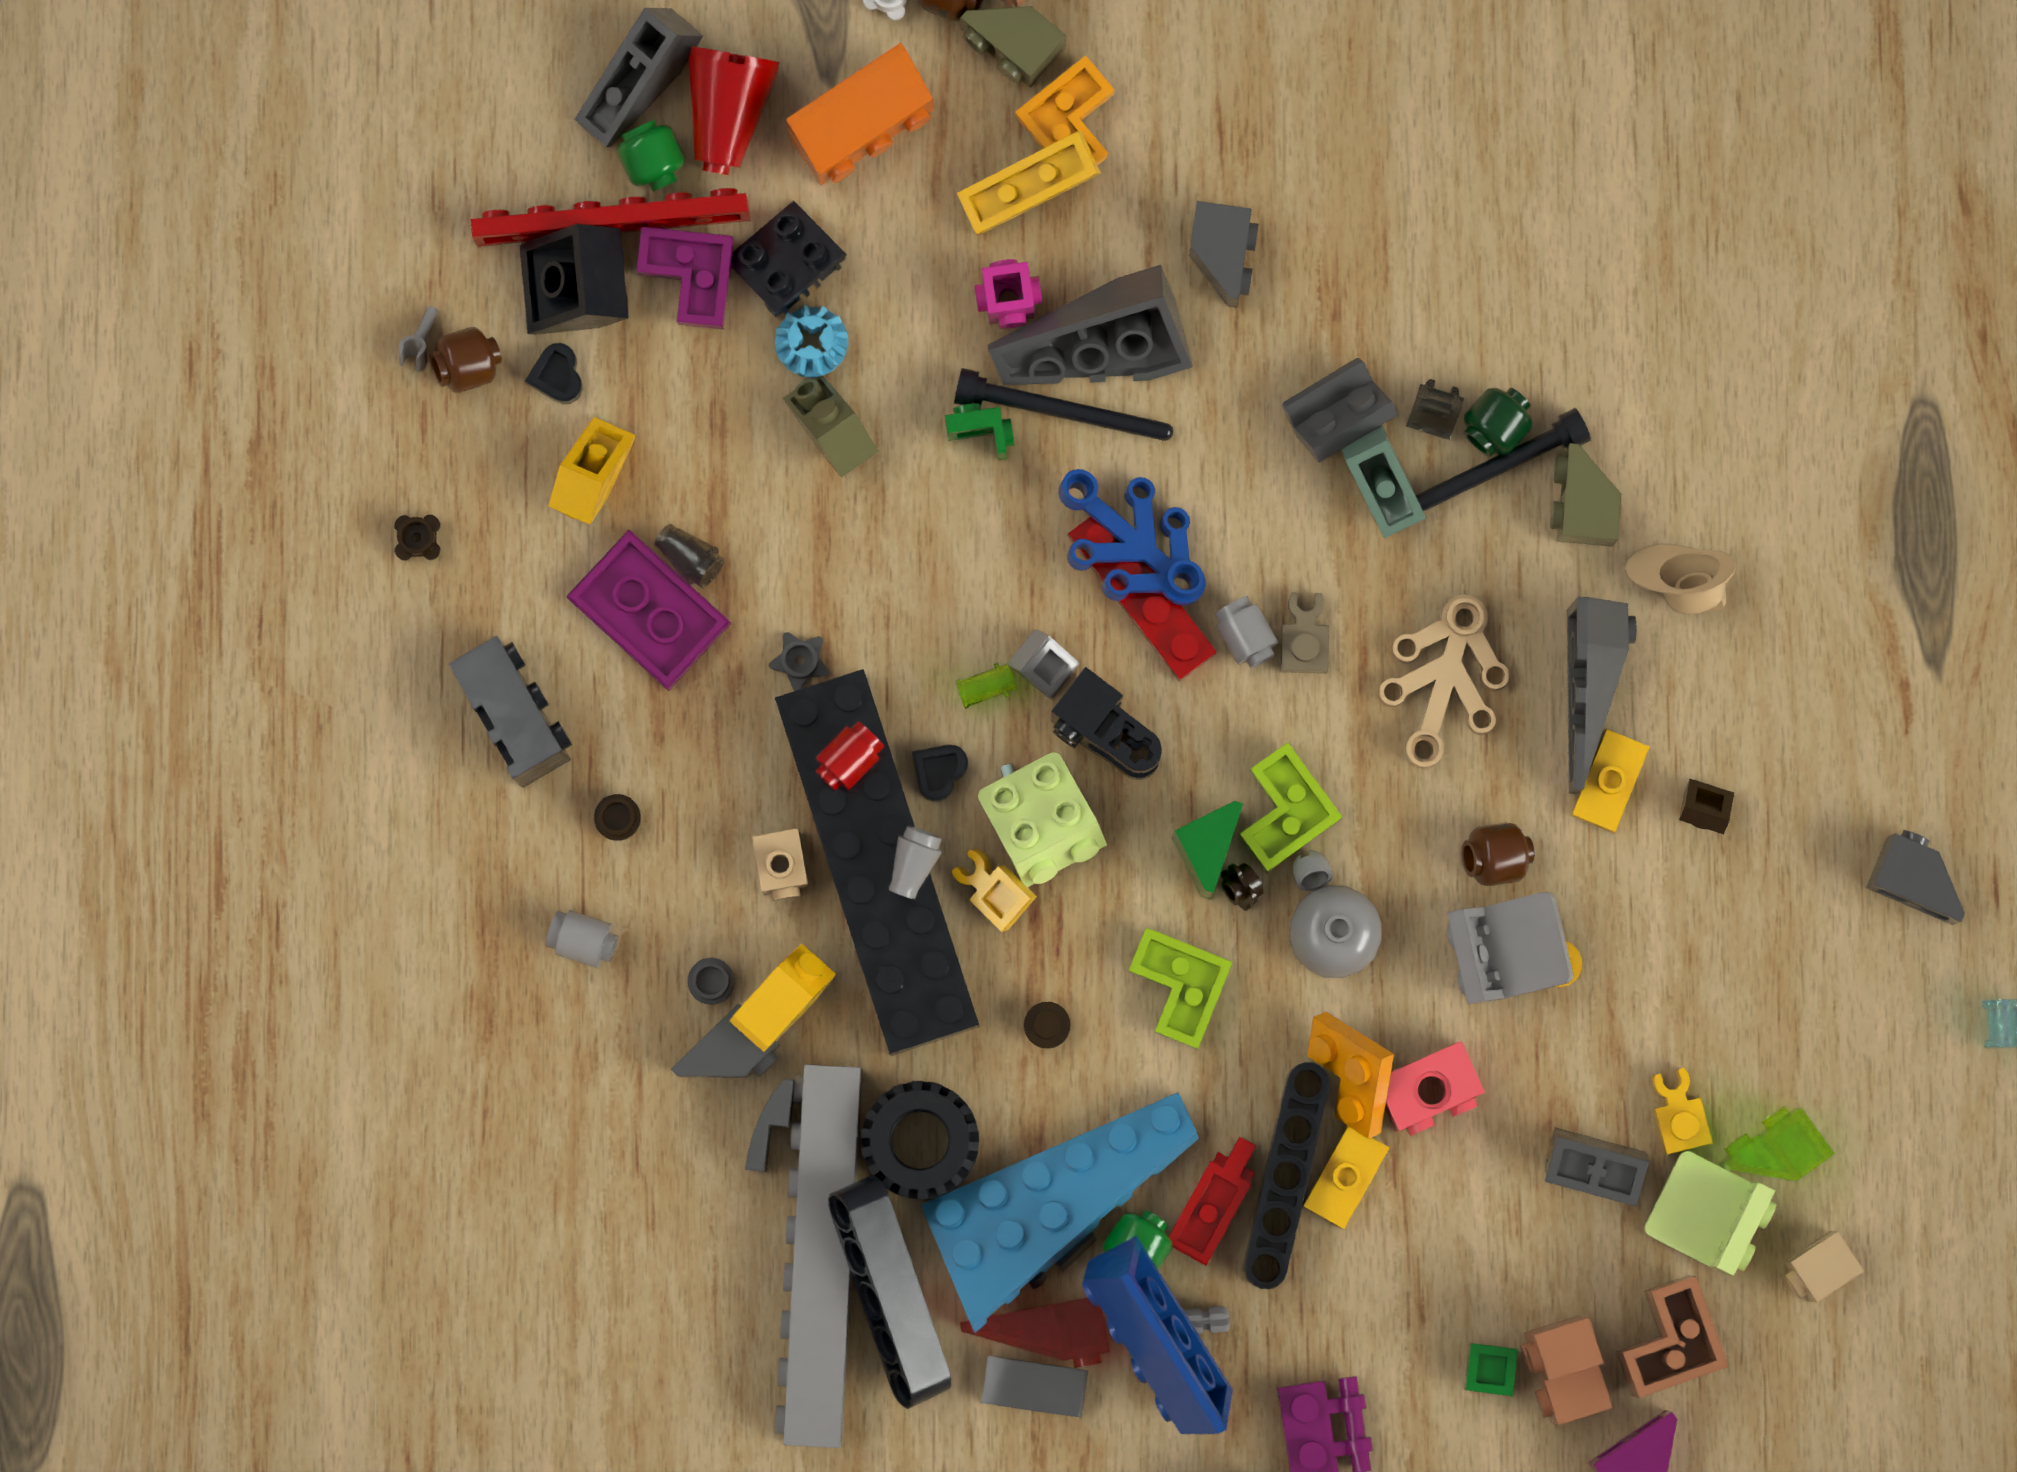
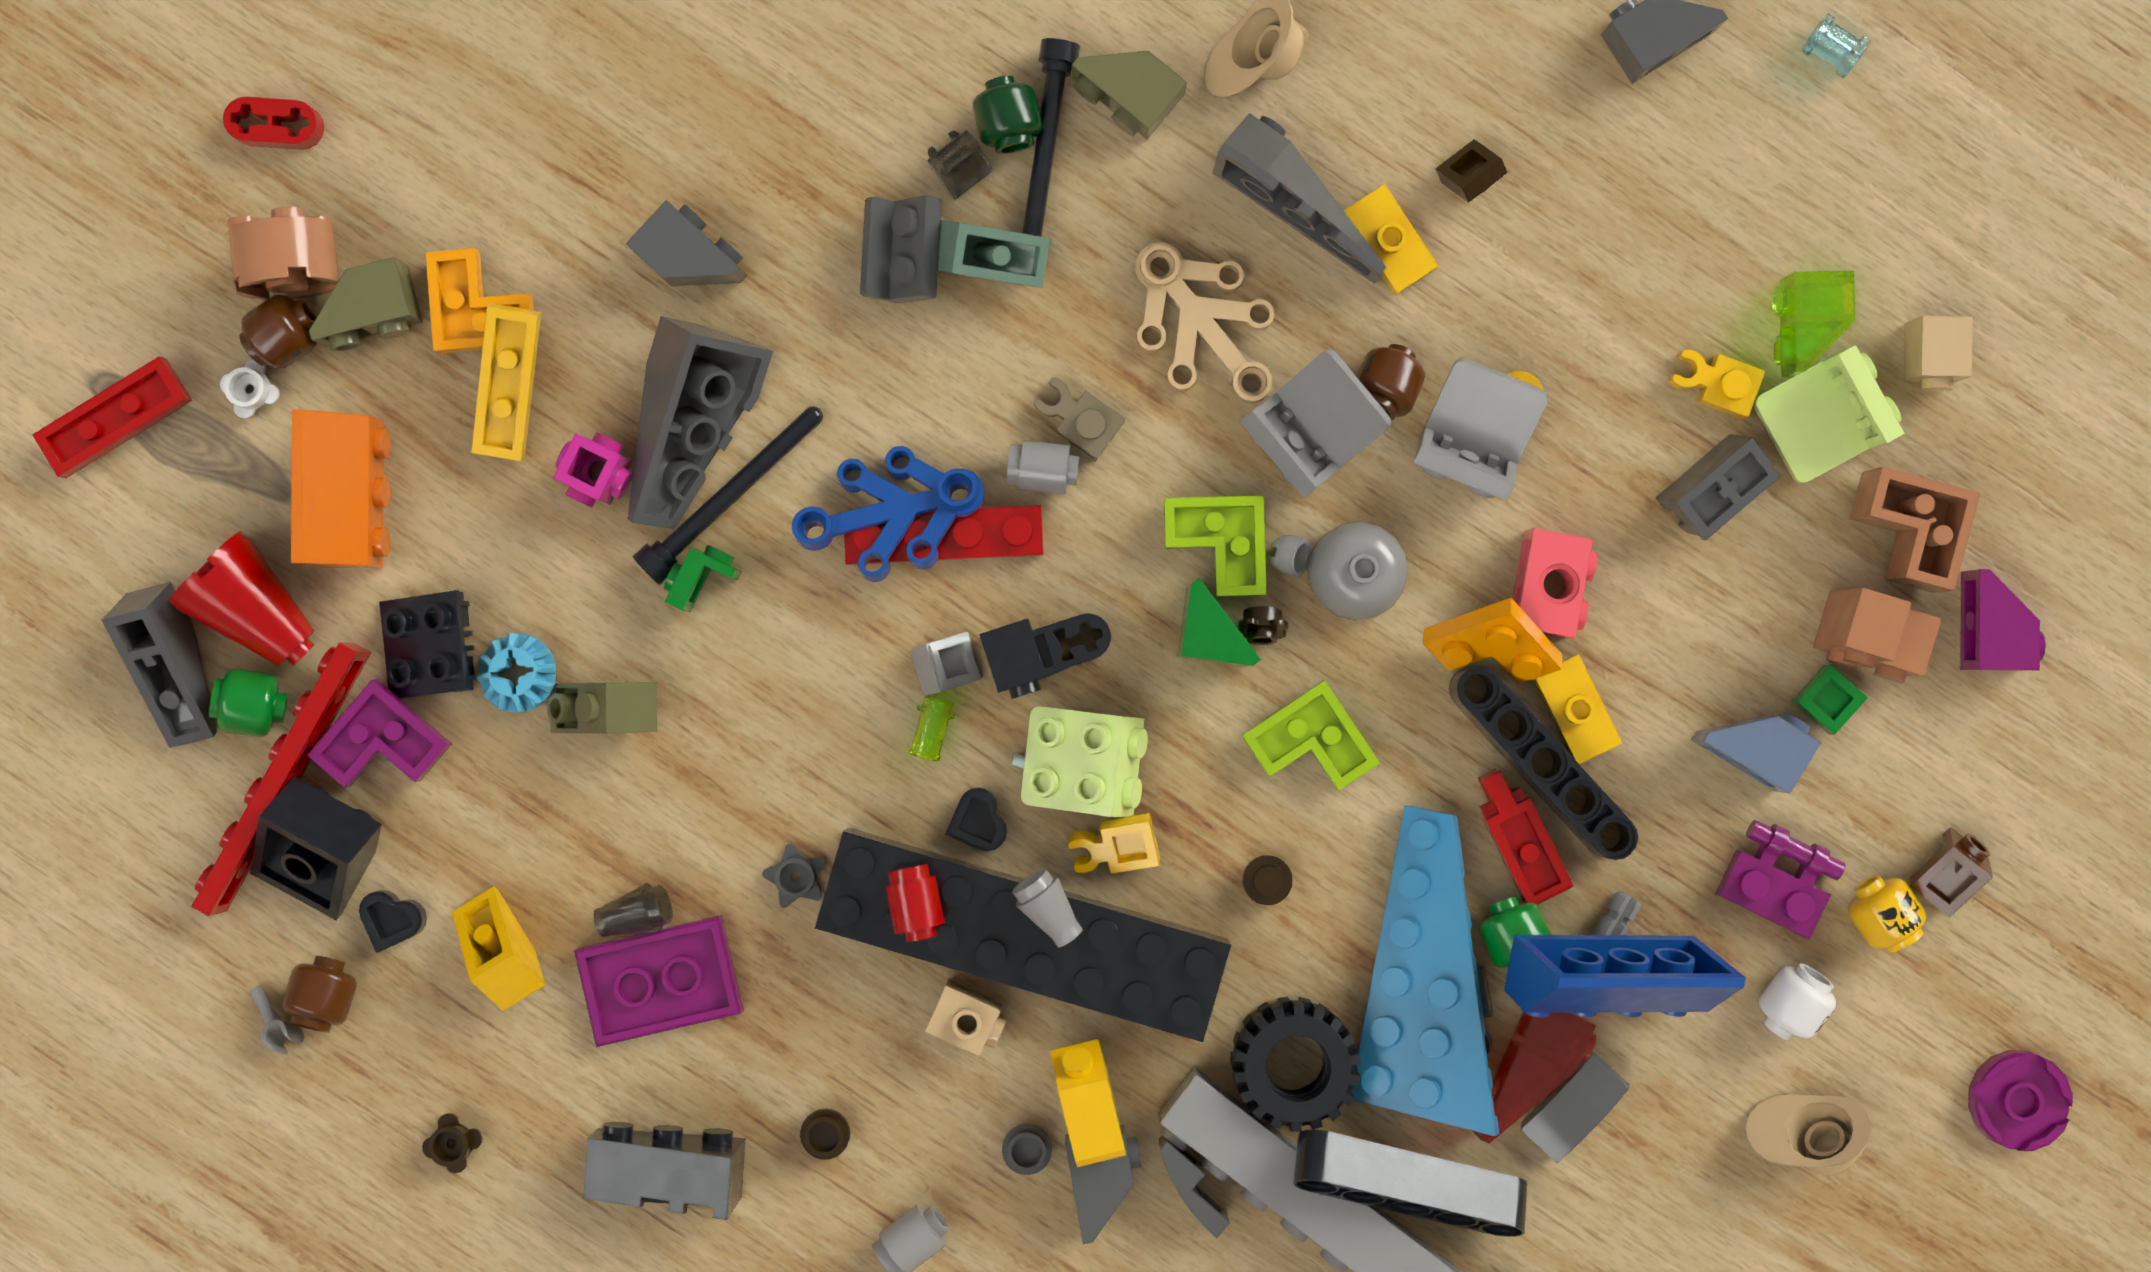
camera: 60 degrees left, 5 degrees up
(1416, 1341) = (1764, 748): none -> sand blue slope
(1425, 818) = (1317, 422): none -> light grey bracket

